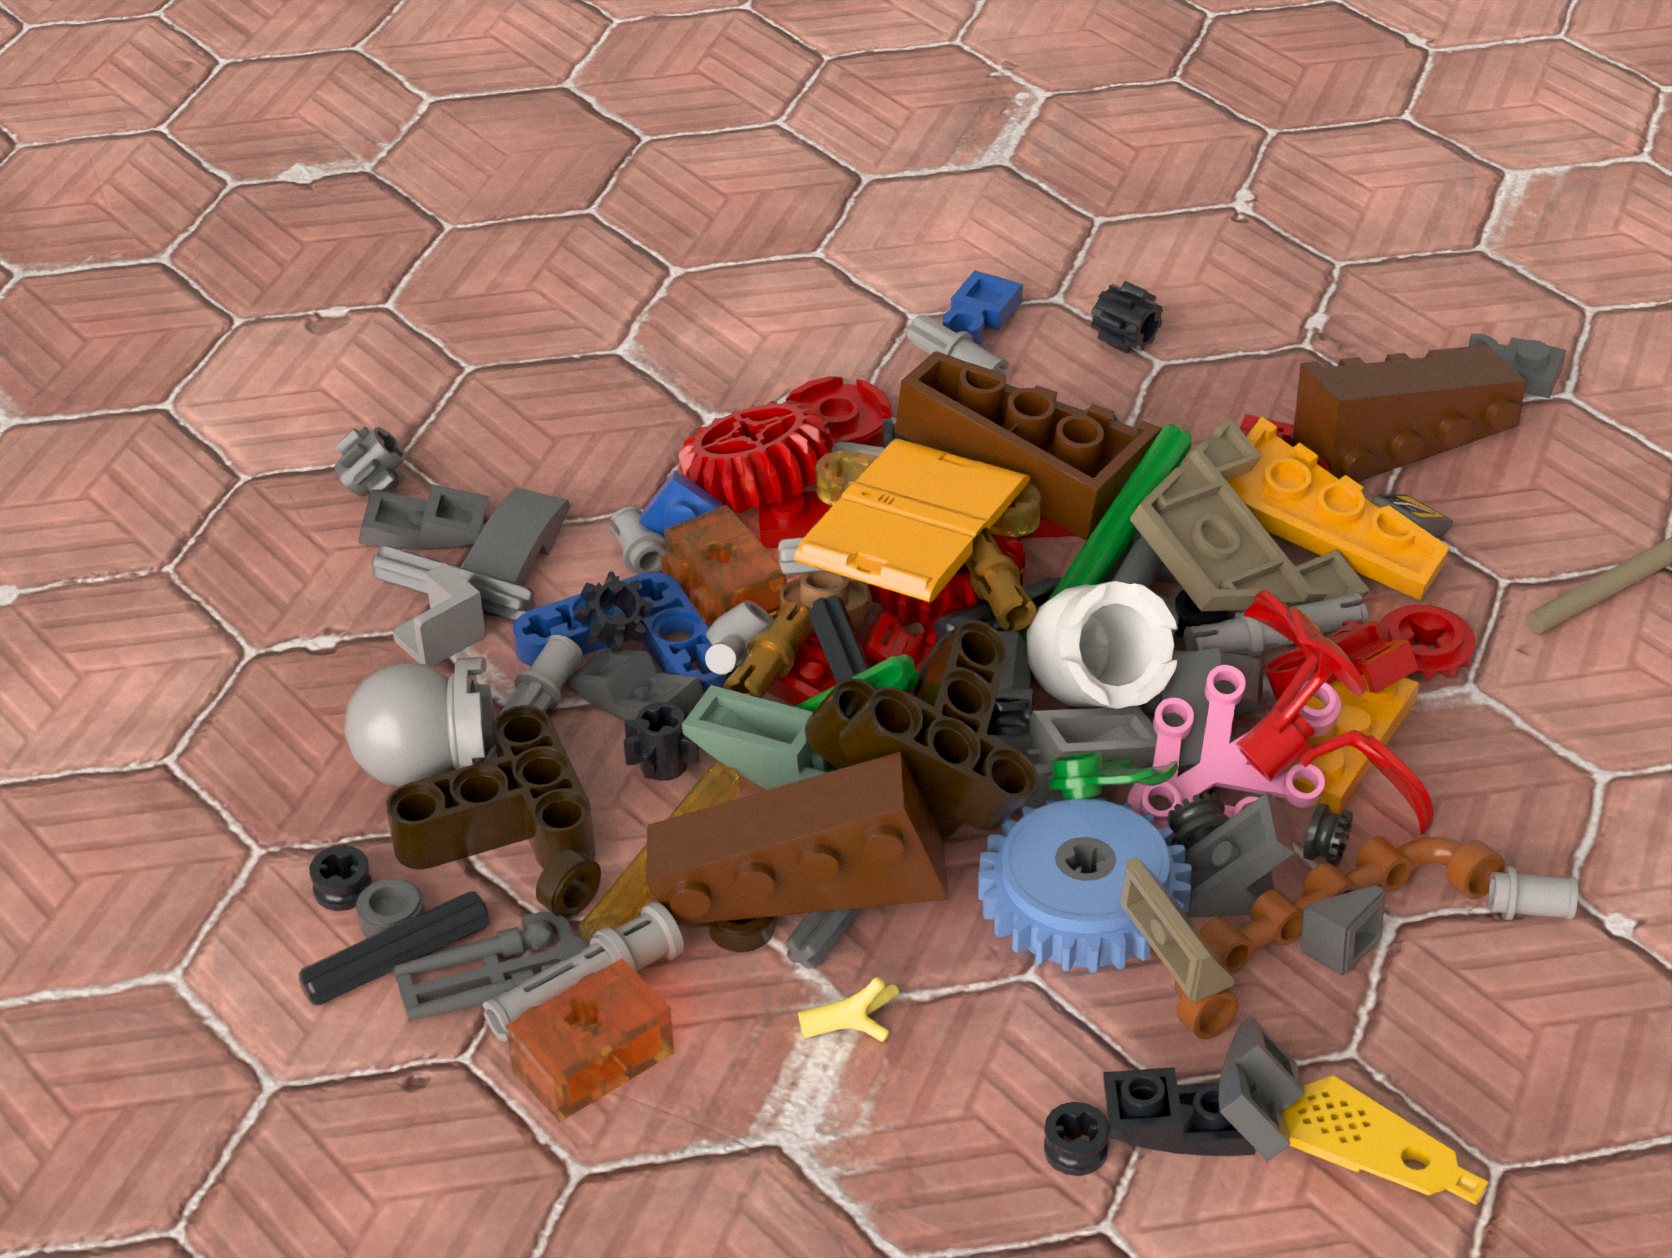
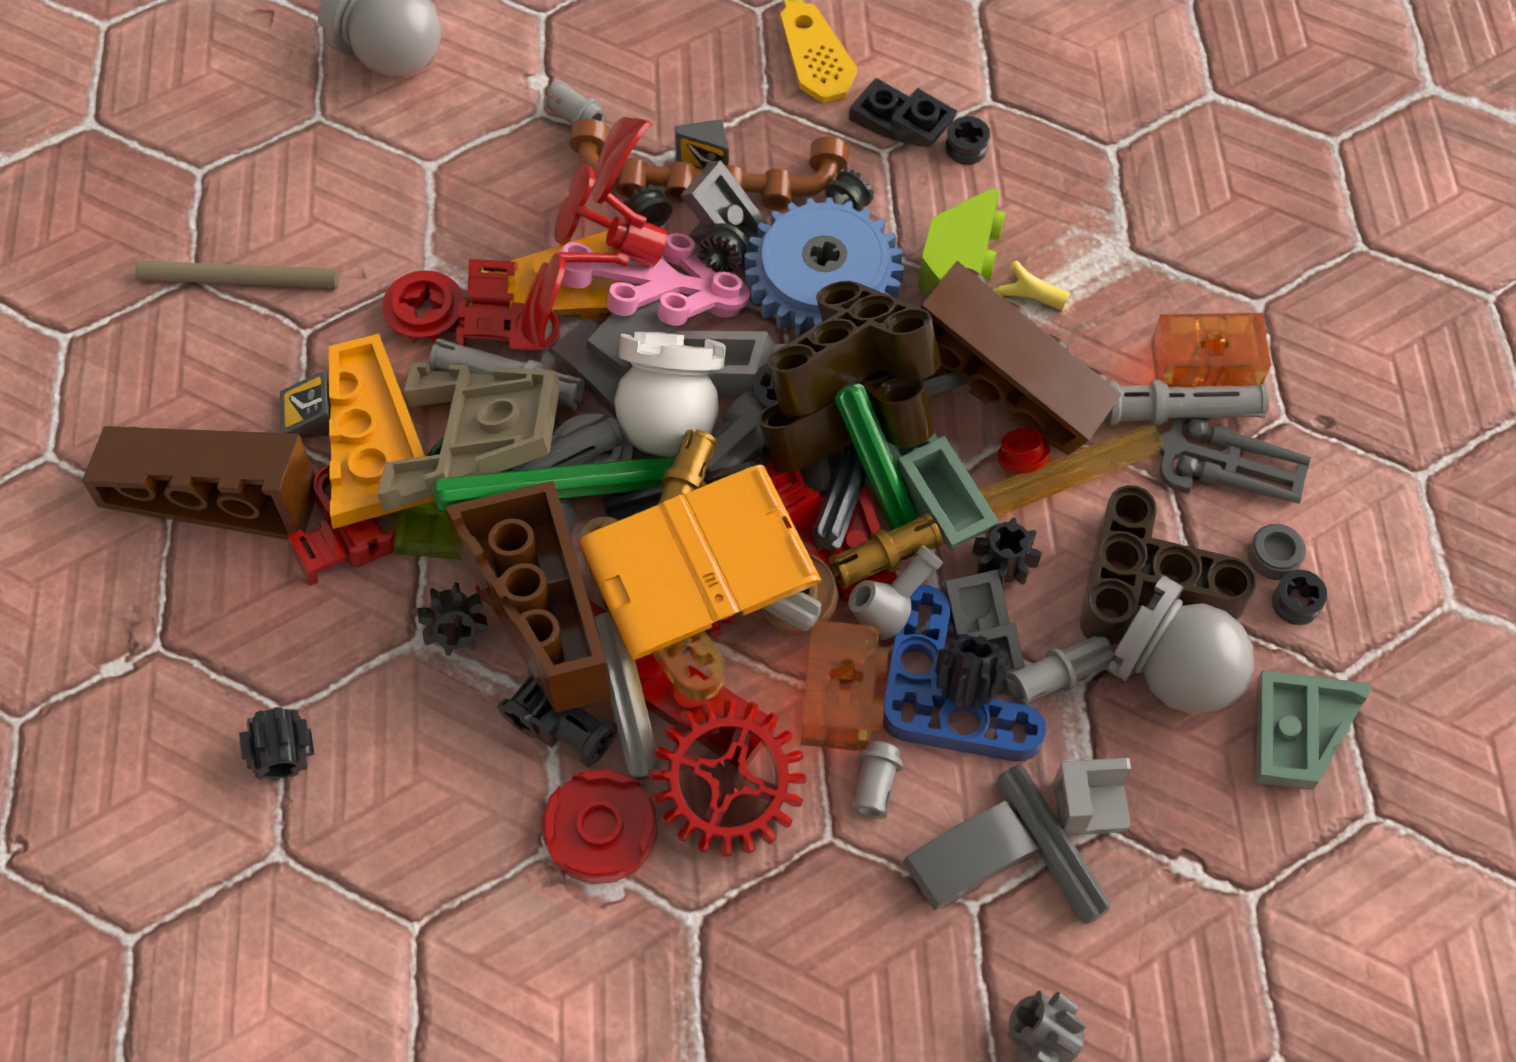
camera: 145 degrees left, 20 degrees up
(275, 768) = (1302, 725): none -> sand green wing
(393, 946) = (1292, 512): black axle -> none
(442, 522) = (1030, 944): dark grey slope -> none
(568, 883) = (1152, 472): dark brown tile -> none
(675, 503) = (835, 757): blue plate -> none
(933, 337) = (440, 819): light grey axle -> none
(949, 971) = (964, 237): none -> lime slope
(982, 303) = (359, 866): blue plate -> none
(1084, 774) = (749, 288): green plate -> none
(1143, 989) = (850, 188): none -> pearl dark grey bush
(1172, 934) = (826, 162): dark tan slope -> none
(1257, 1087) = (844, 94): dark grey slope -> none
(1530, 359) = (47, 497): dark grey plate -> none

